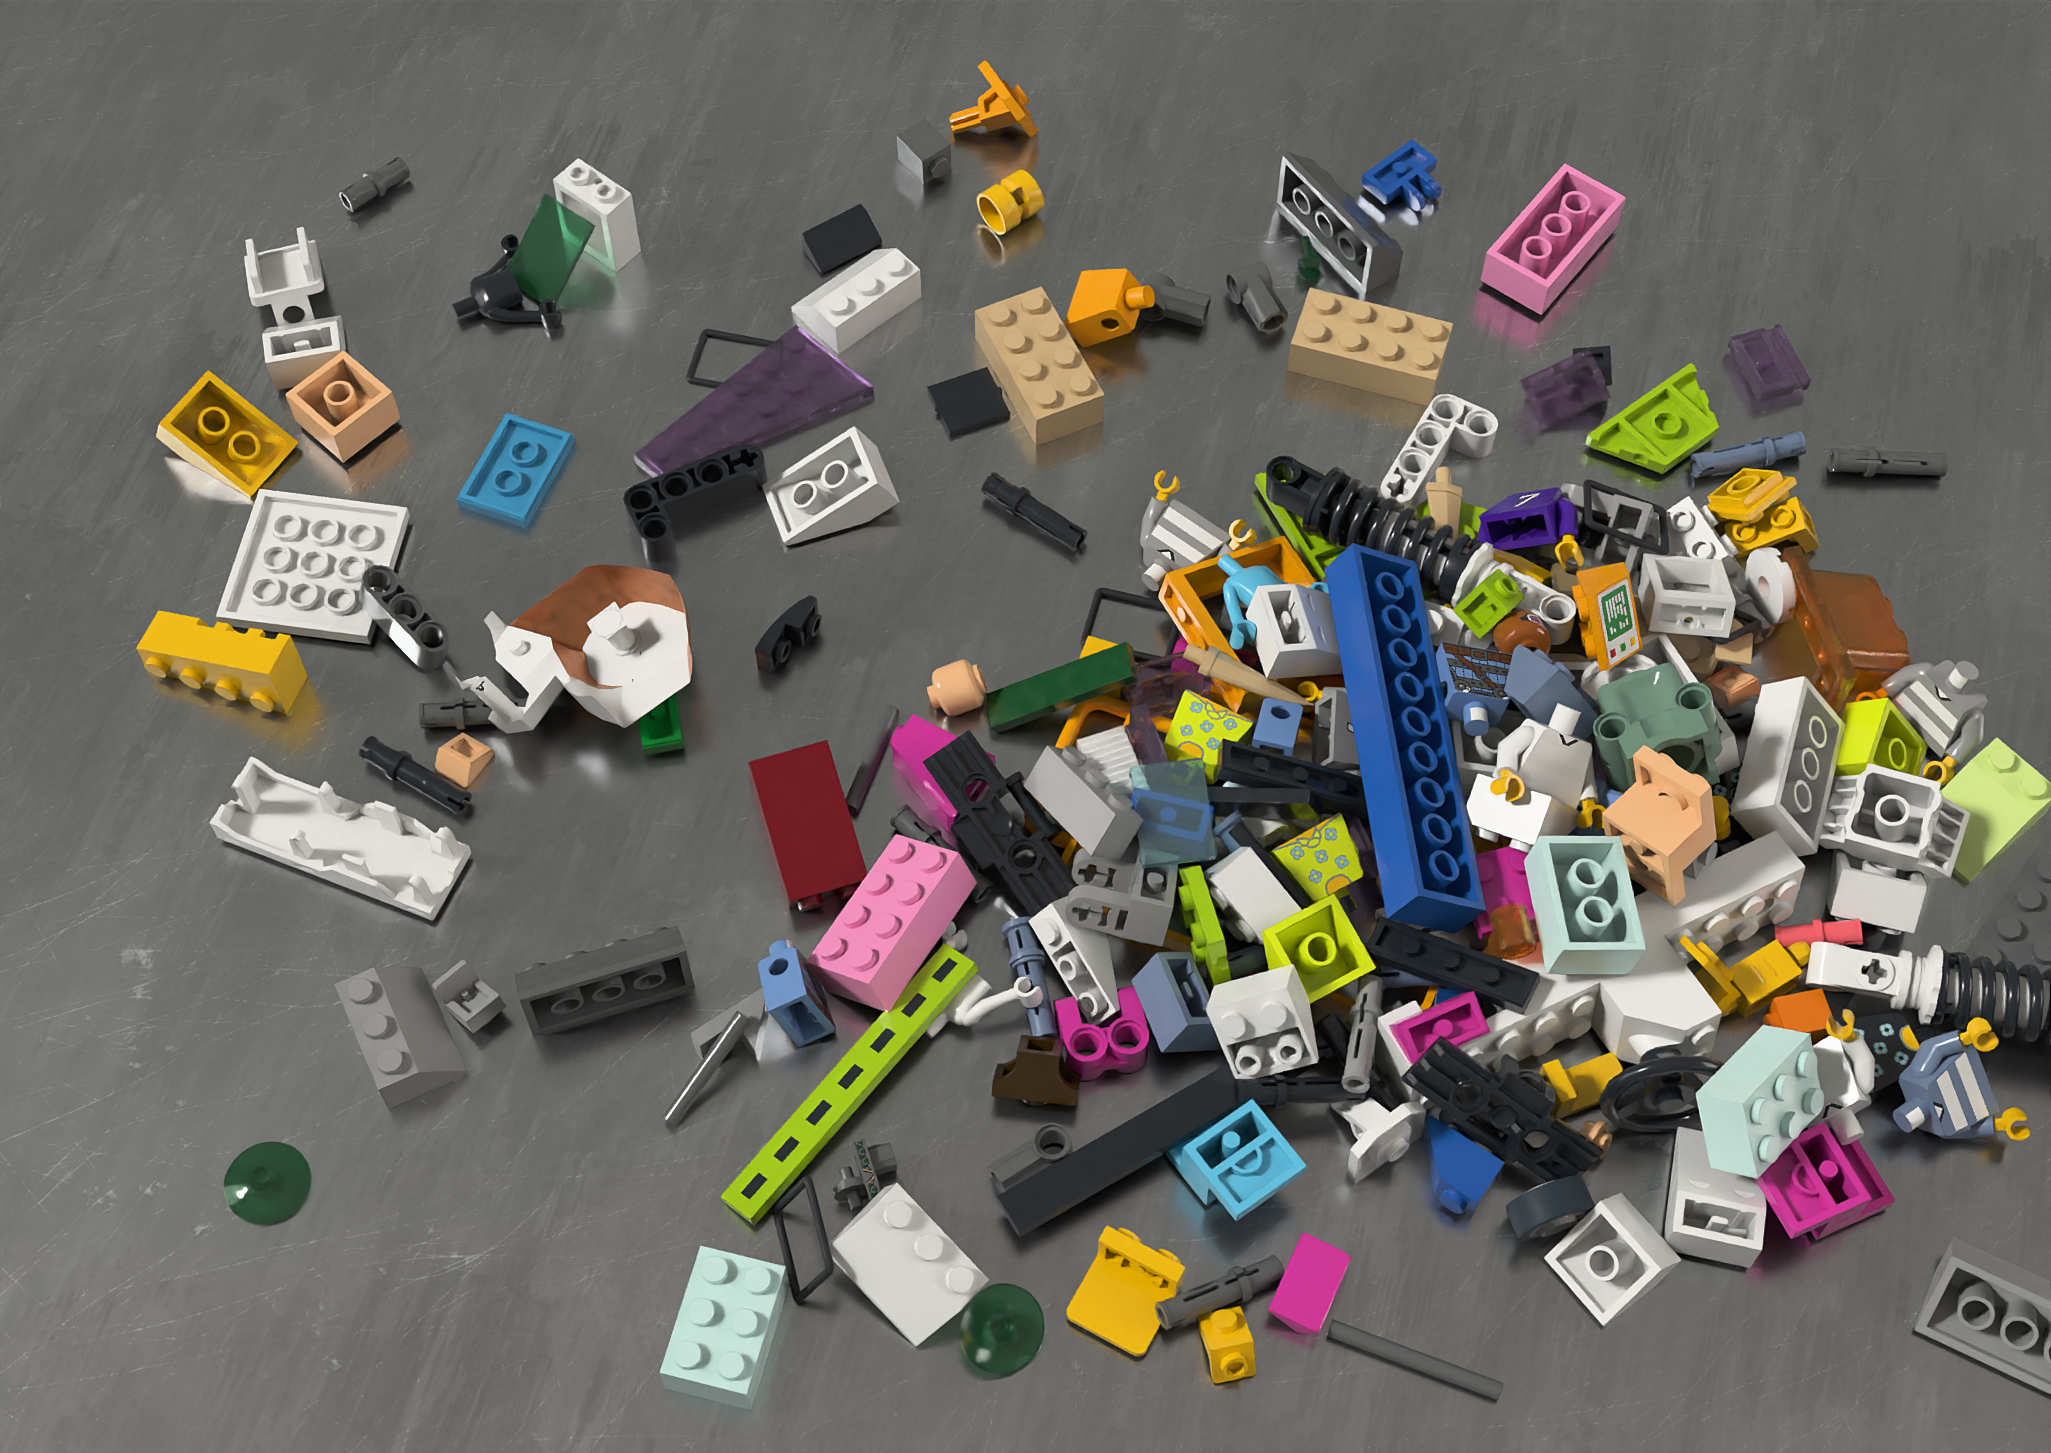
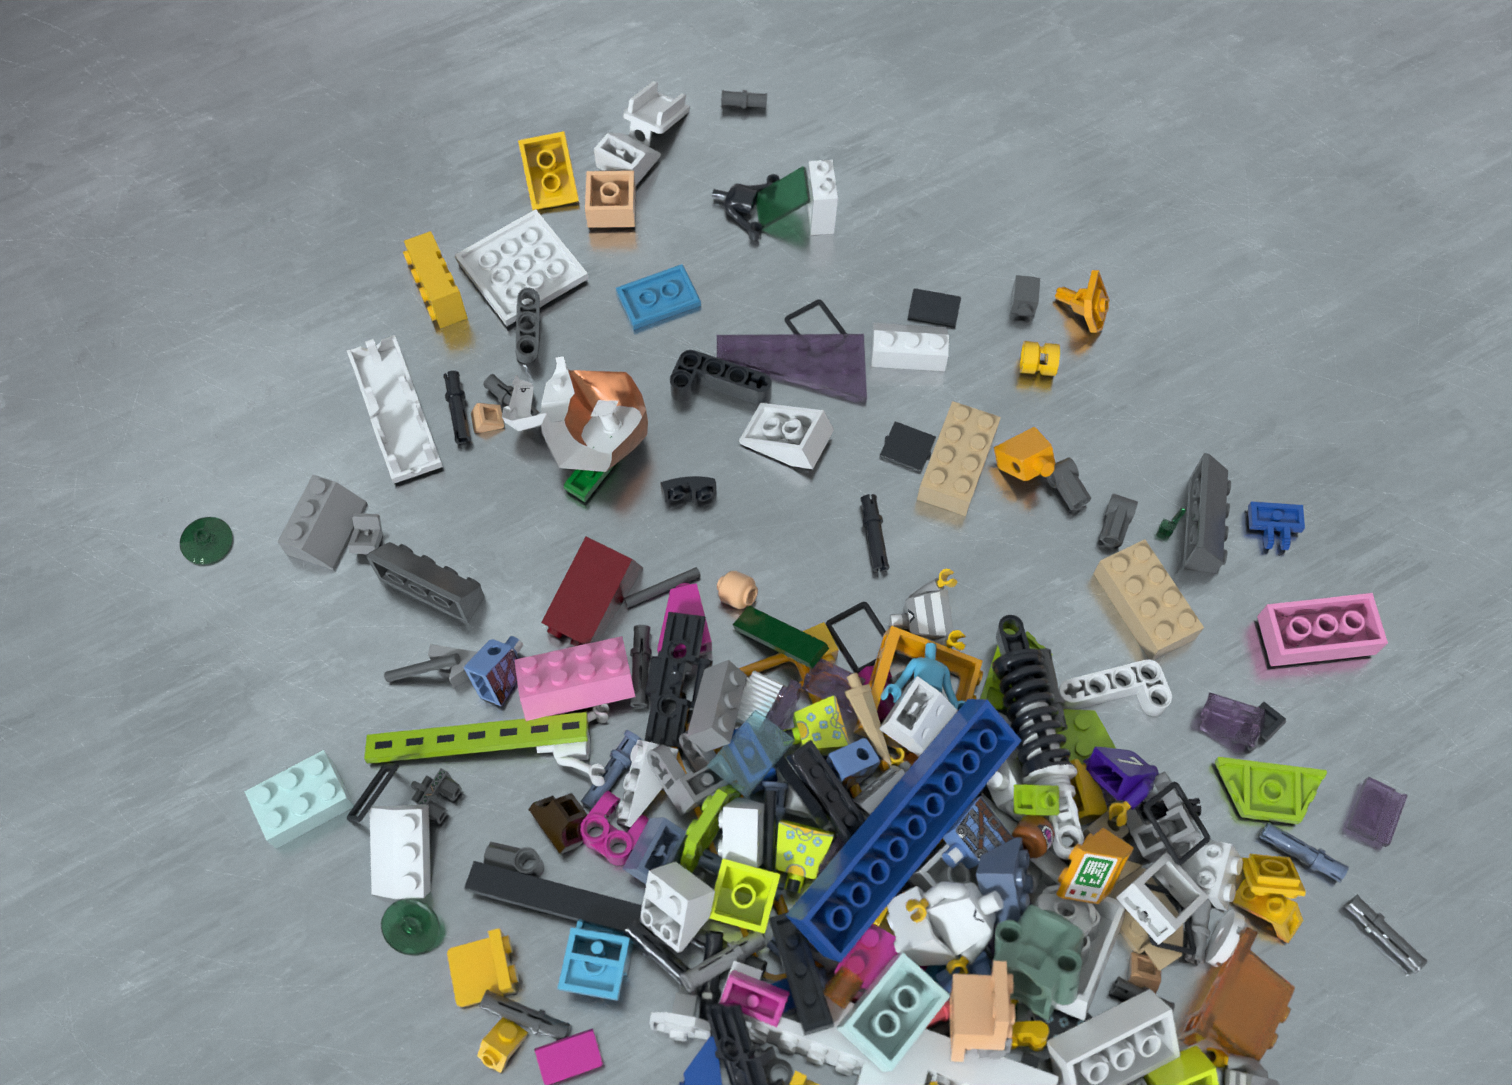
camera: 45 degrees right, 5 degrees up
(1444, 500) = (1087, 724): tan bar -> none

